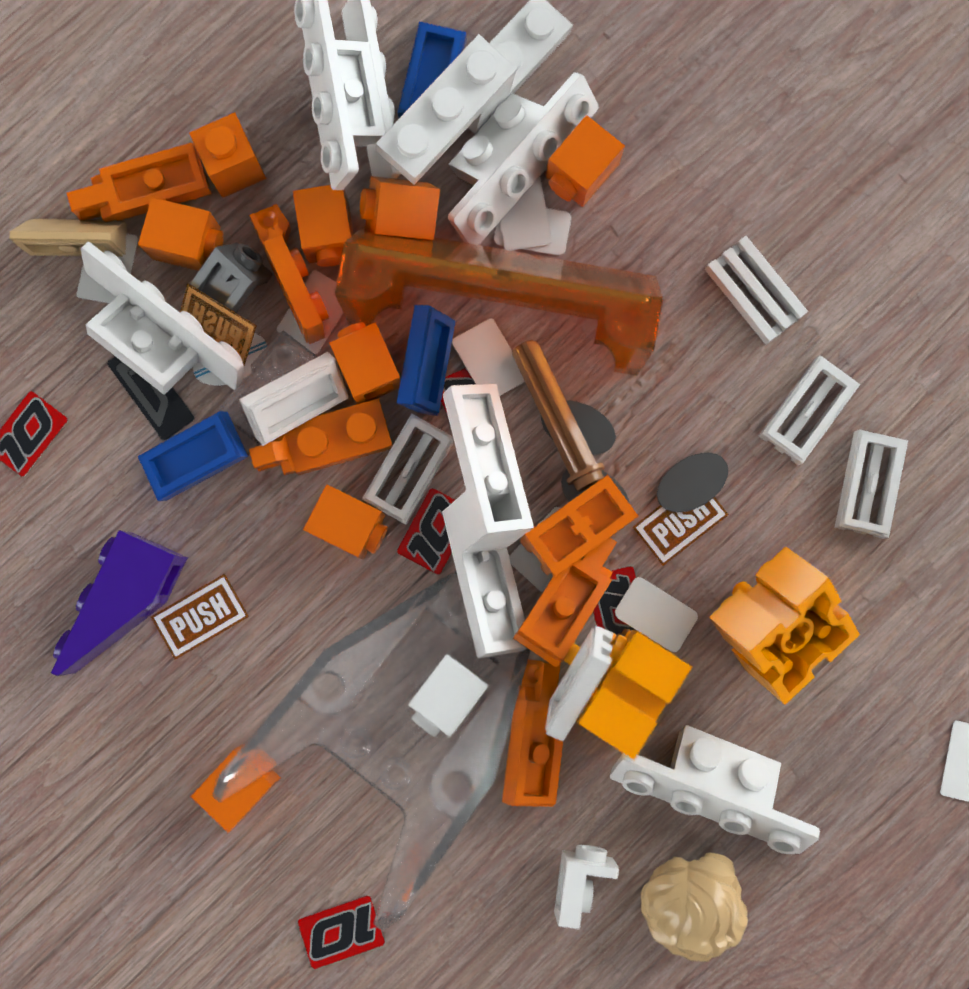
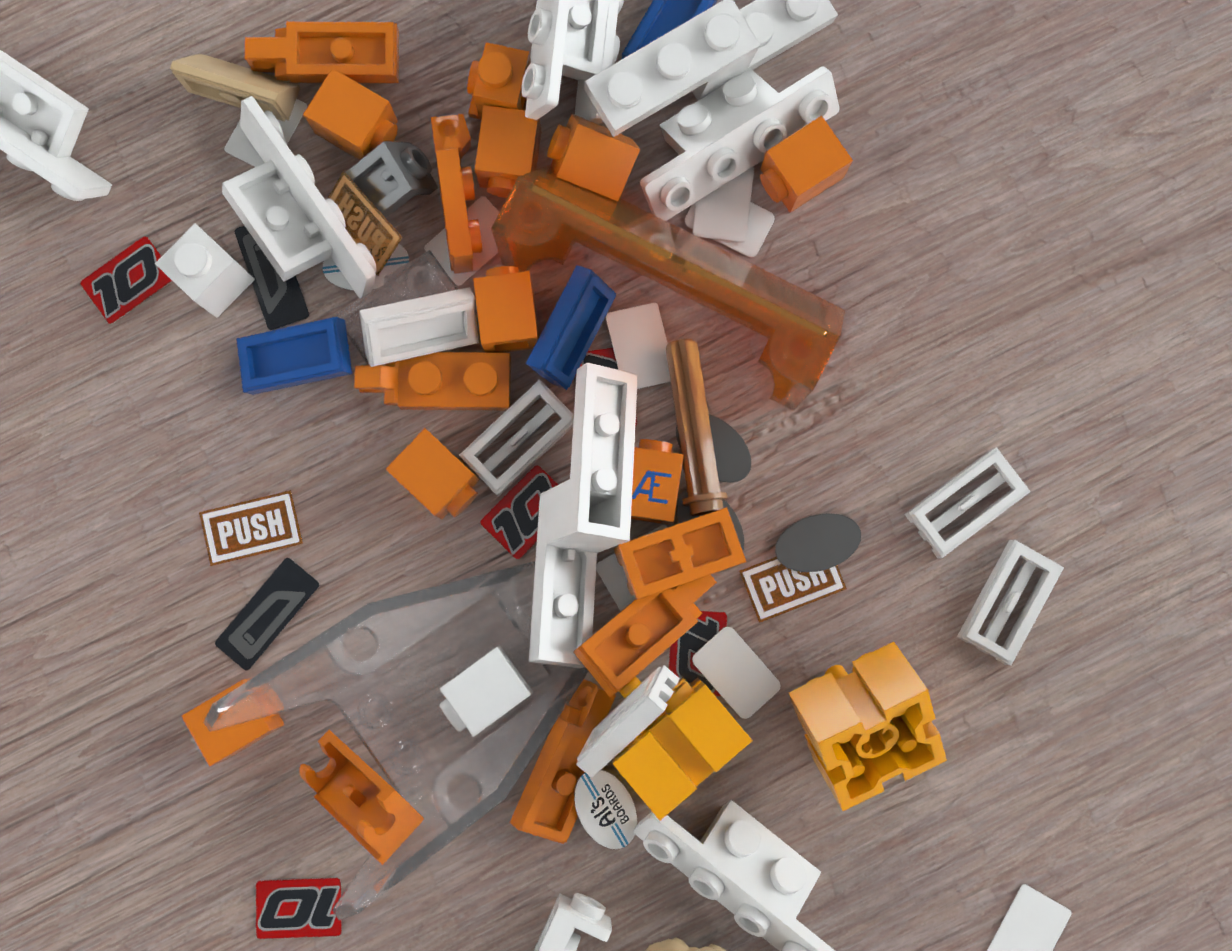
camera: 15 degrees right, 0 degrees up
(93, 405) = (204, 271): none -> white brick
(128, 589) = (183, 476): dark purple slope -> none
(227, 155) = (427, 47): orange brick -> none
(236, 686) = (267, 614): none -> black sticker
(297, 165) = (497, 79): none -> orange brick
(369, 821) = (361, 799): none -> orange hinge
(539, 471) = (655, 482): none -> orange brick
(580, 766) = (605, 809): none -> white sticker
(771, 280) = (968, 350): white tile -> none

